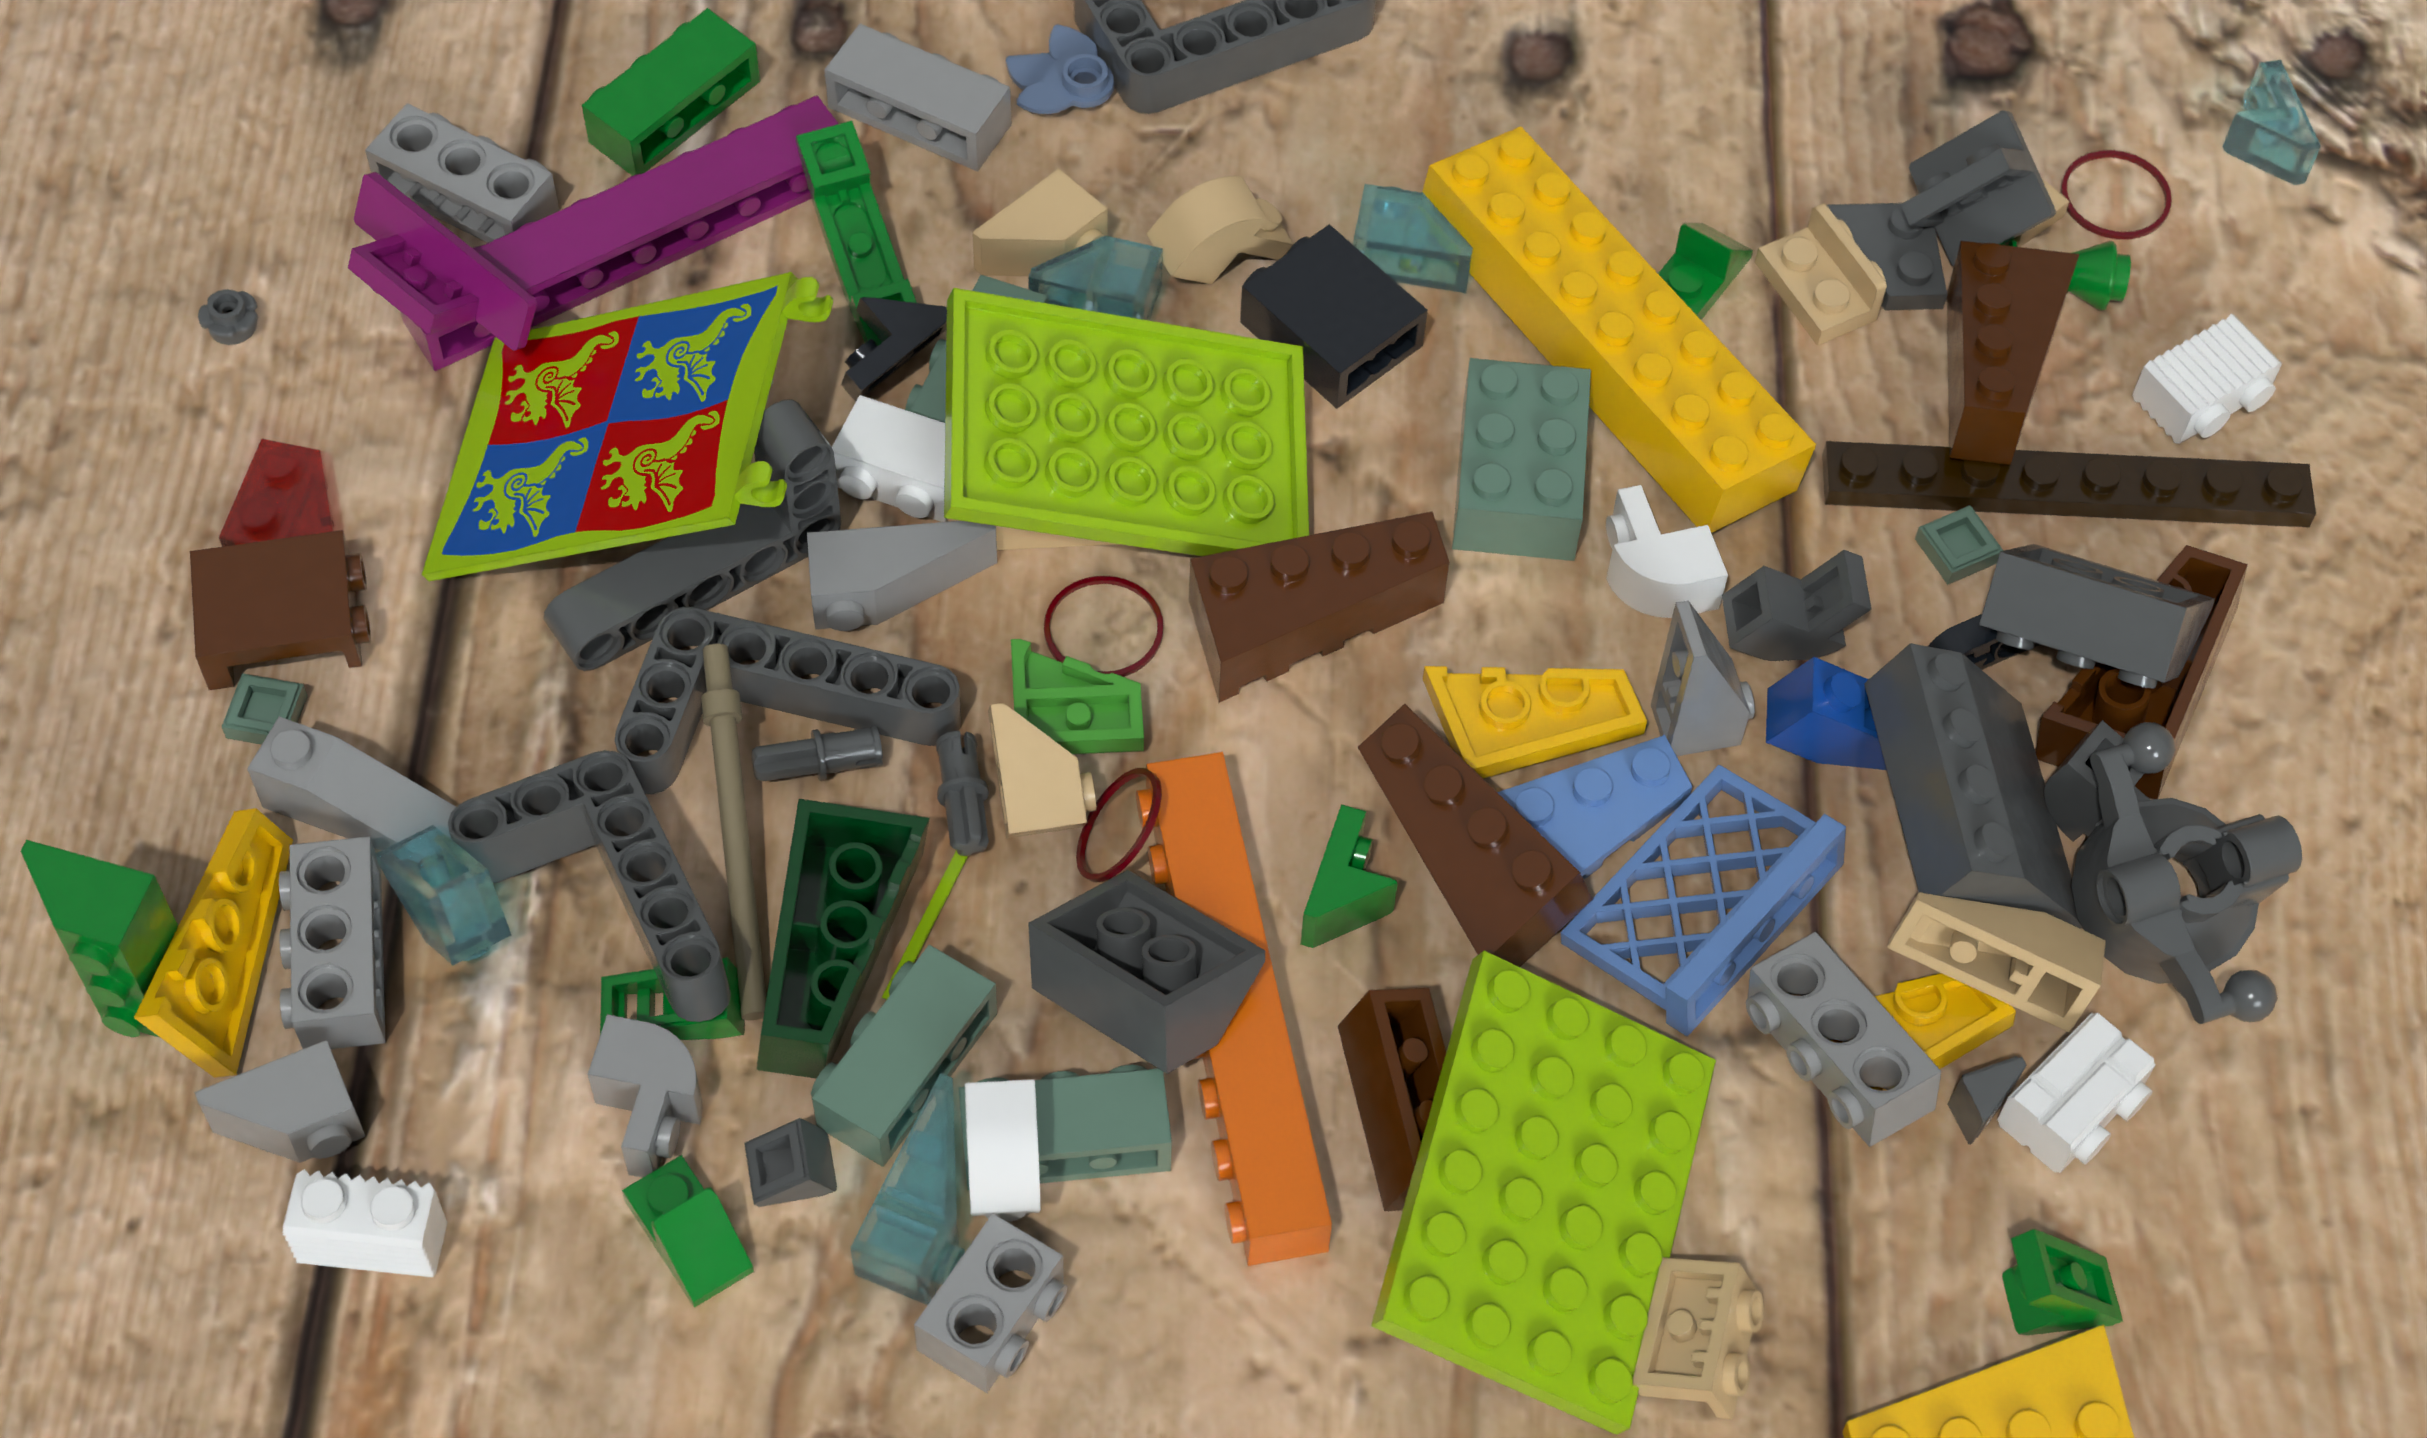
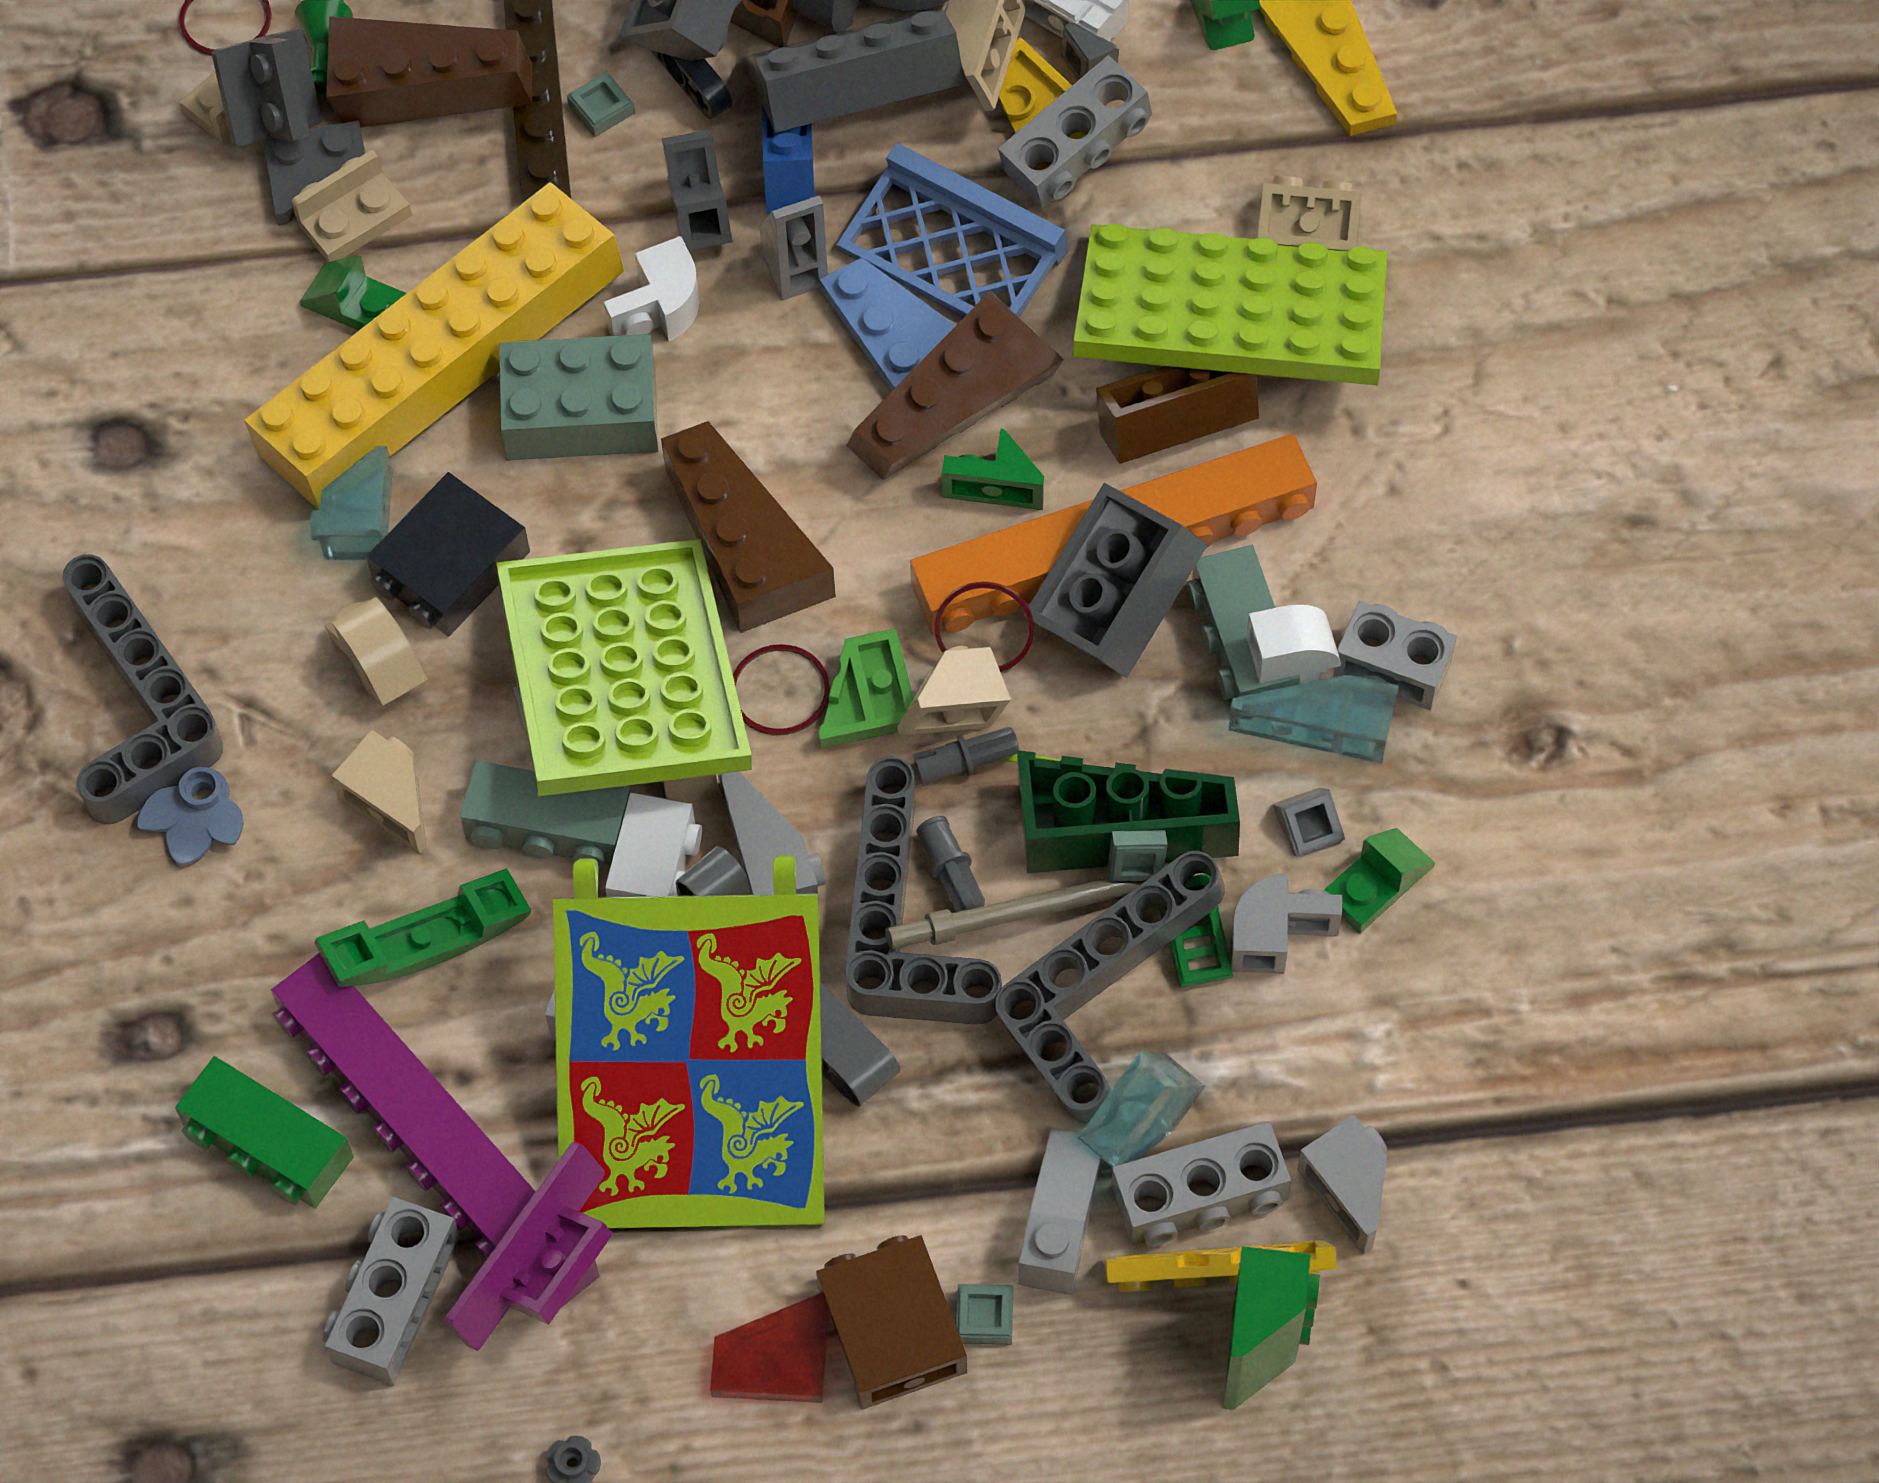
camera: 95 degrees left, 5 degrees up
(365, 1224) = (1438, 1092): white brick -> none
(758, 929) = (1136, 855): none -> sand green tile
(897, 1054) = (1194, 737): sand green brick -> none
(904, 332) = (531, 872): black slope -> none
(918, 96) = (242, 920): light grey brick -> none
(1103, 278) = (441, 731): clear light blue slope -> none
(1526, 719) = (818, 371): yellow wing -> none

